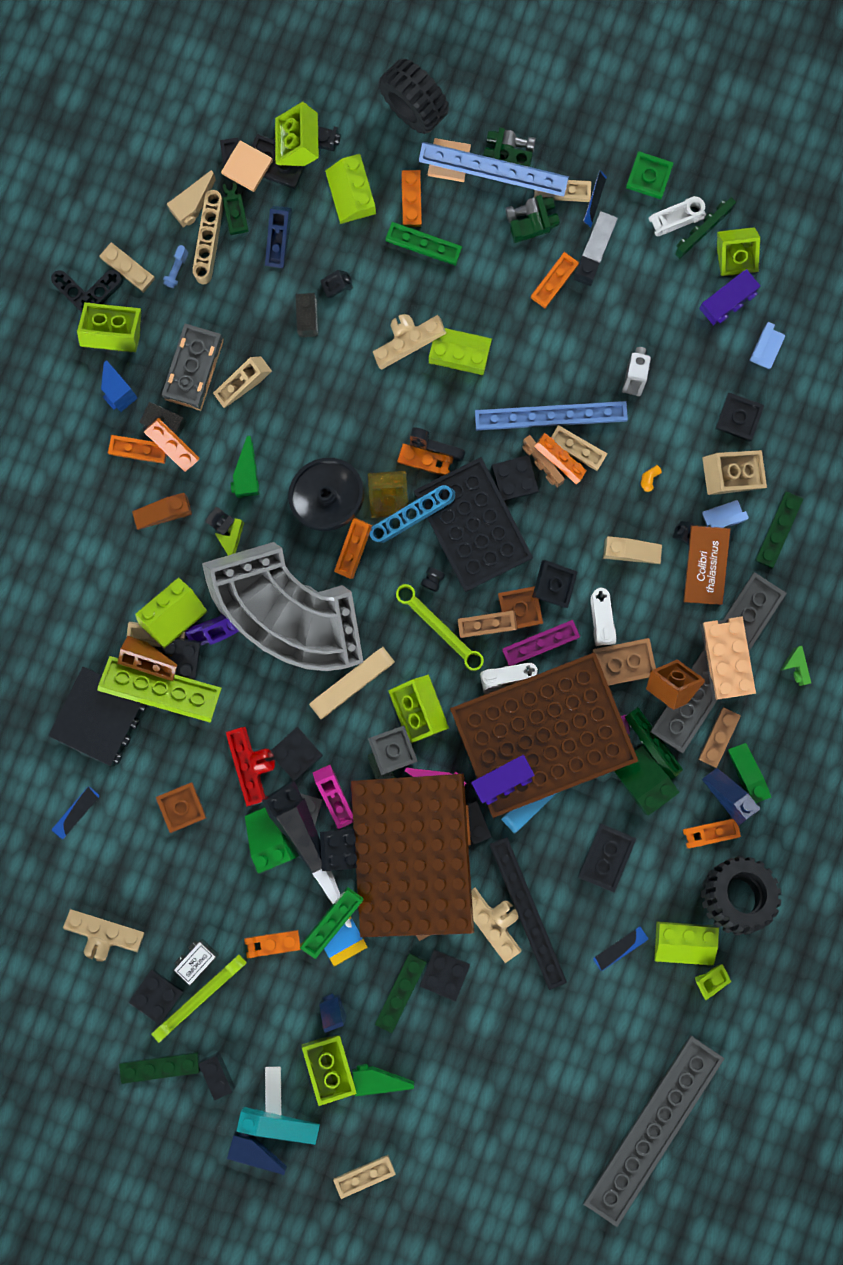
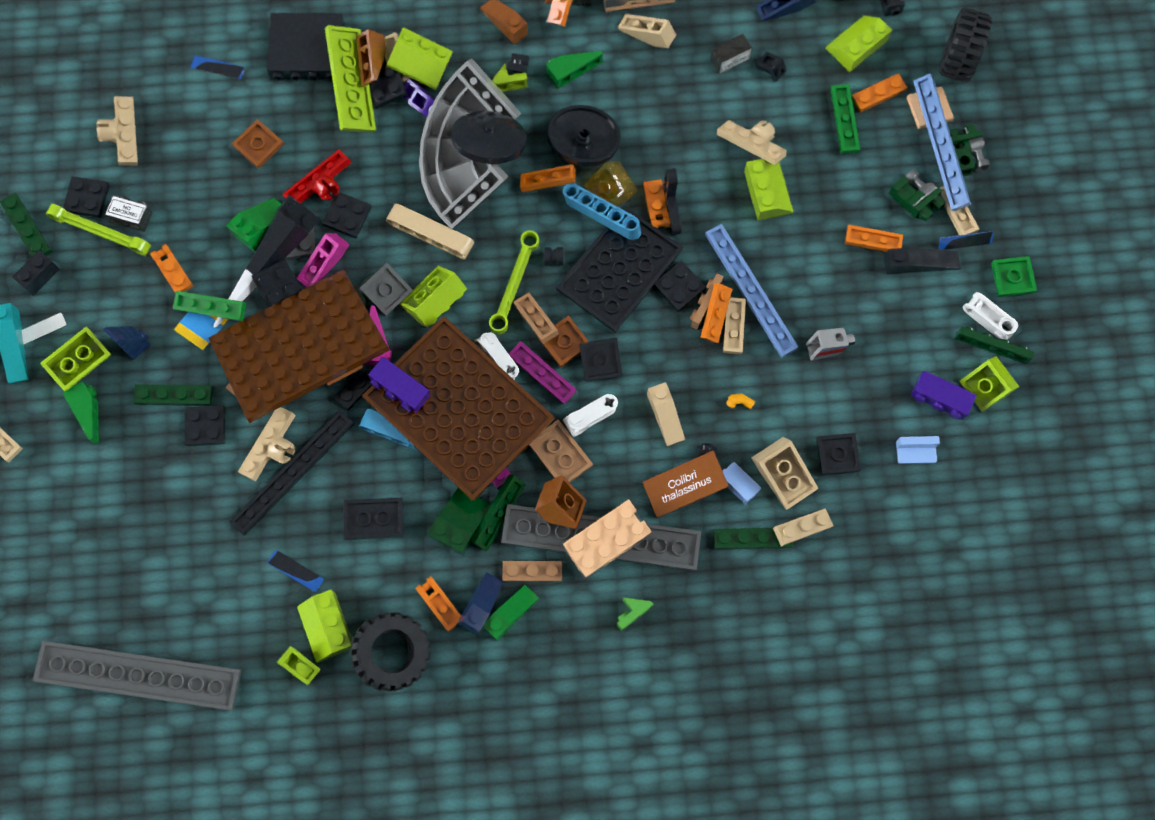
camera: 60 degrees right, 10 degrees down
(297, 585) = (488, 137): none -> black dish
(791, 481) = (803, 527): none -> tan plate

